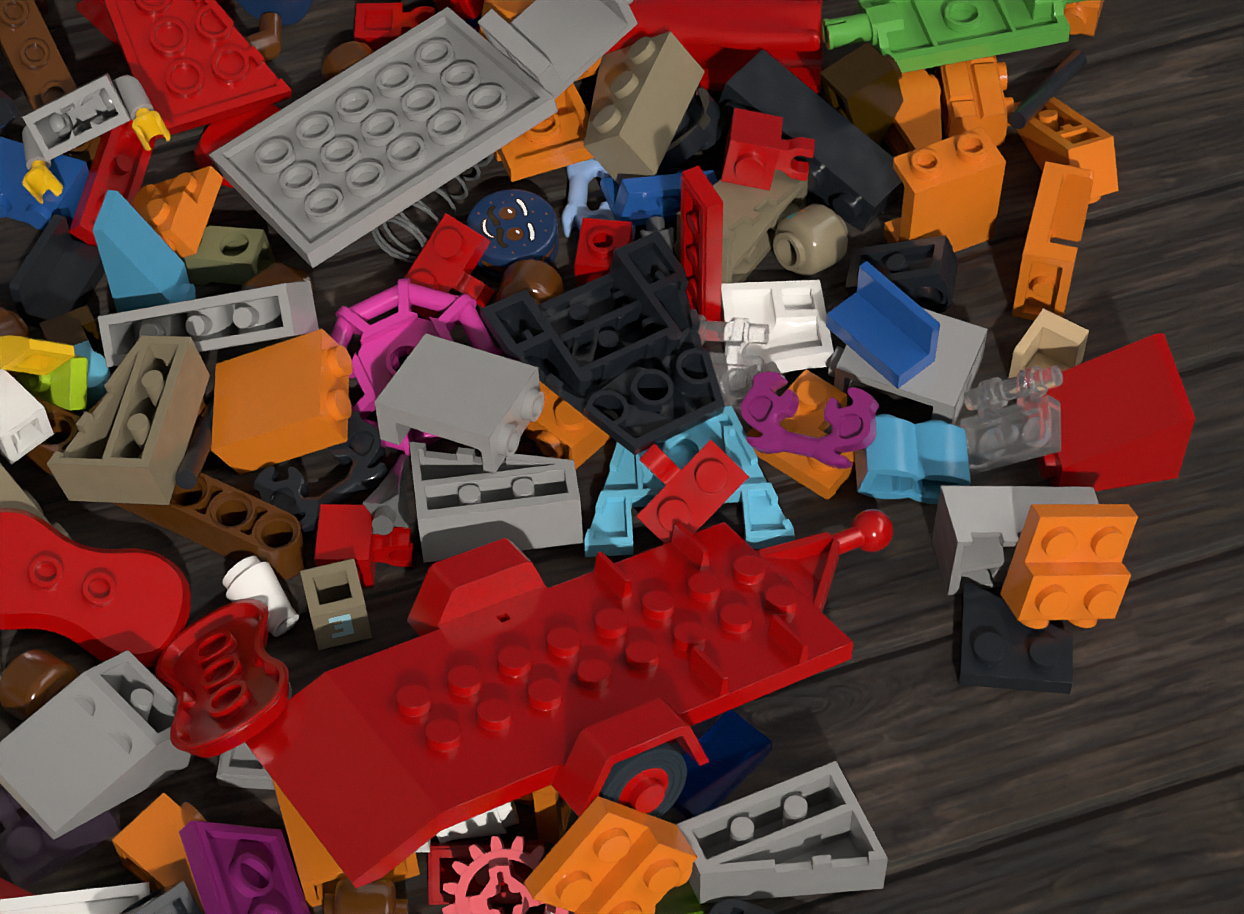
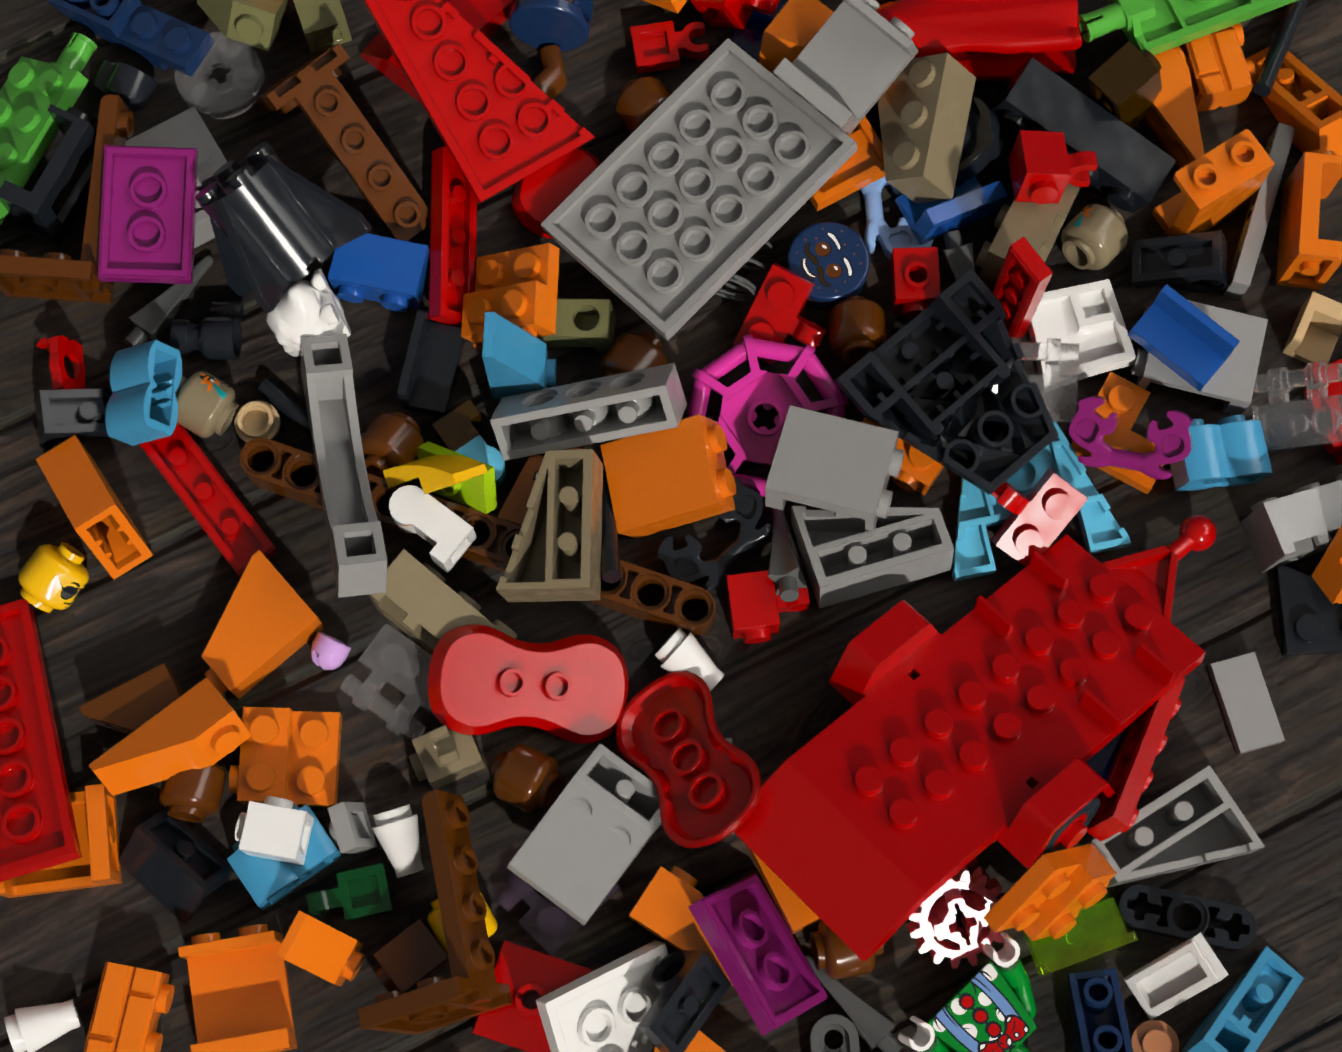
camera: 10 degrees left, 20 degrees up
(81, 117) = (421, 211): light grey torso -> none
(336, 604) = (760, 667): dark tan brick -> none
(742, 755) = (1132, 766): none -> red plate
(904, 725) = (1245, 703): none -> light grey tile
(997, 238) = (1258, 215): none -> light grey tile

